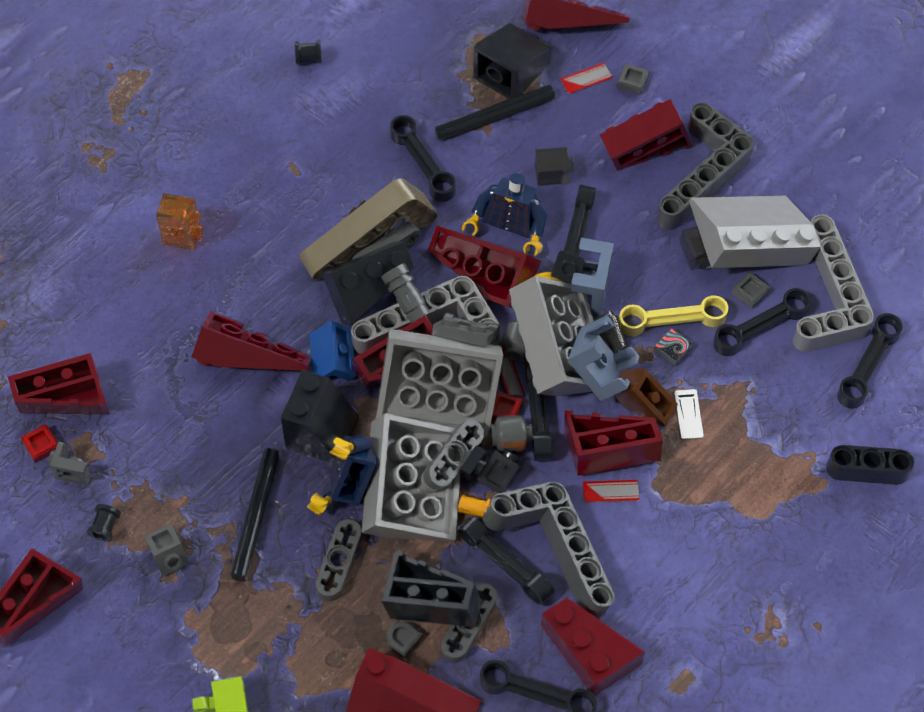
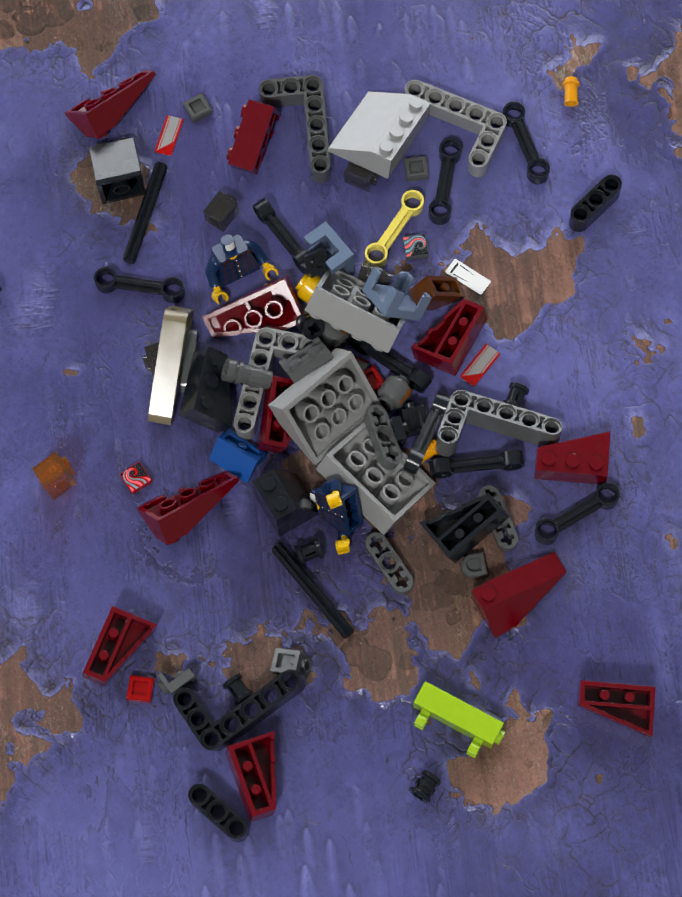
camera: 45 degrees left, 10 degrees up
(55, 496) = (240, 712): none -> black beam
(238, 290) = (135, 478): none -> tile
(289, 481) = (309, 551): none -> black bush
(459, 497) = (427, 432): none -> black piece
(506, 321) = (310, 326): none -> black bush
(606, 543) = (516, 390): none -> black bush

